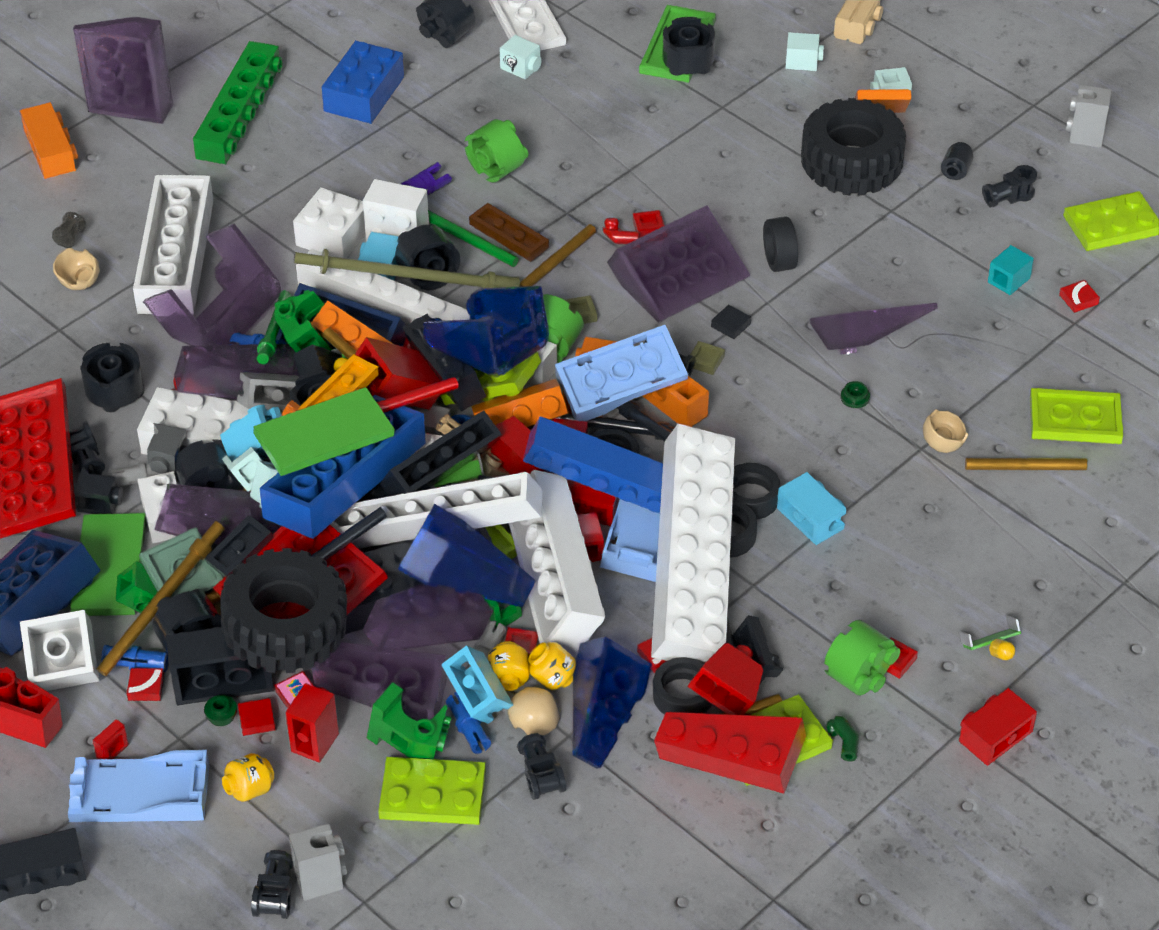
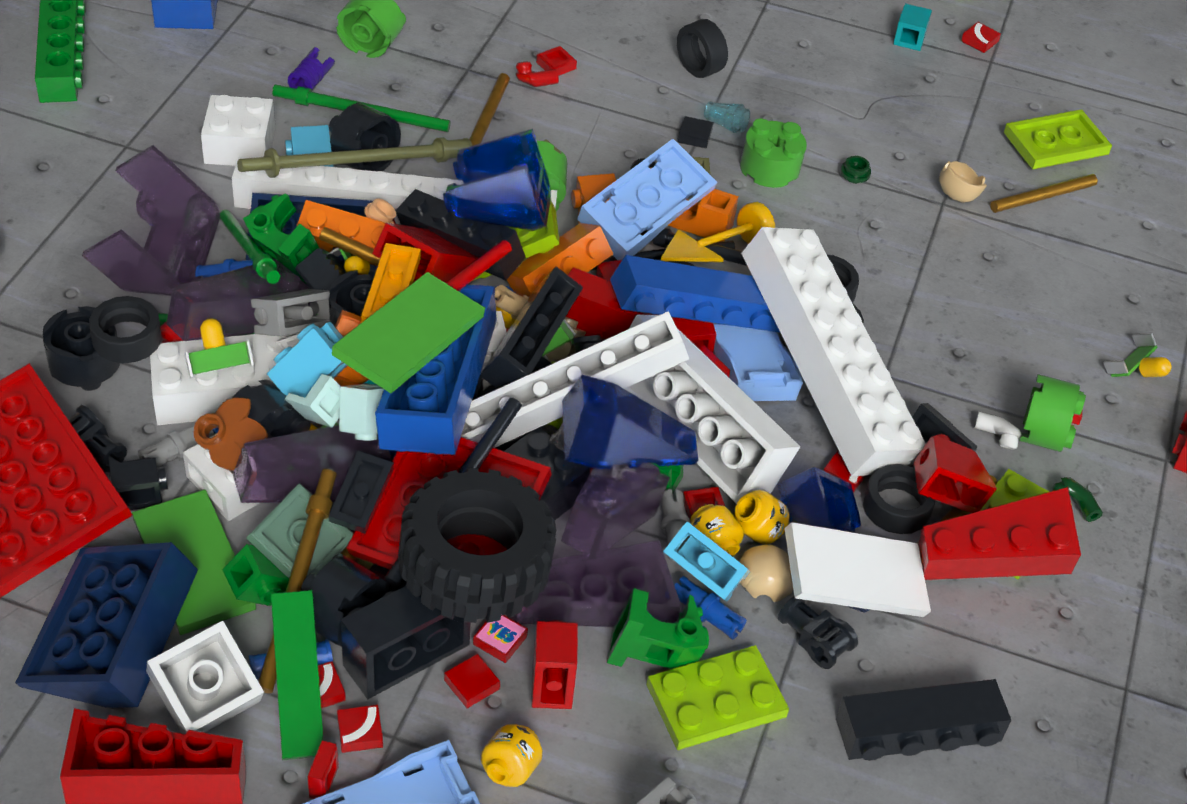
camera: 30 degrees left, 0 degrees up
(126, 665) = (297, 674): none -> green tile
(140, 386) = (126, 348): none -> black tyre
(156, 723) = (360, 728): none -> red tile
(165, 448) = (196, 400): dark grey window -> none
(170, 469) = (233, 432): none -> dark orange plate
(174, 239) = (71, 185): white brick -> none
(197, 408) = (216, 352): none -> bright green piece
(219, 716) = (423, 695): dark green plate -> none
(388, 327) = (380, 211): none -> light nougat plate
(394, 208) = (305, 99): white brick -> none
(509, 232) = (426, 98): reddish brown plate -> none
(577, 860) = (922, 719): none -> black brick
(593, 730) = (856, 570): none -> white tile
(637, 427) = (749, 221): none -> yellow piece
(678, 265) = (615, 91): clear purple slope -> none
(771, 315) = (728, 115): none -> clear light blue cone
(782, 359) = (773, 152): none -> bright green brick
(811, 508) = (894, 284): medium azure brick -> none
(817, 656) = (1009, 433): none -> white arm
(863, 328) = (824, 107): clear purple wedge -> none

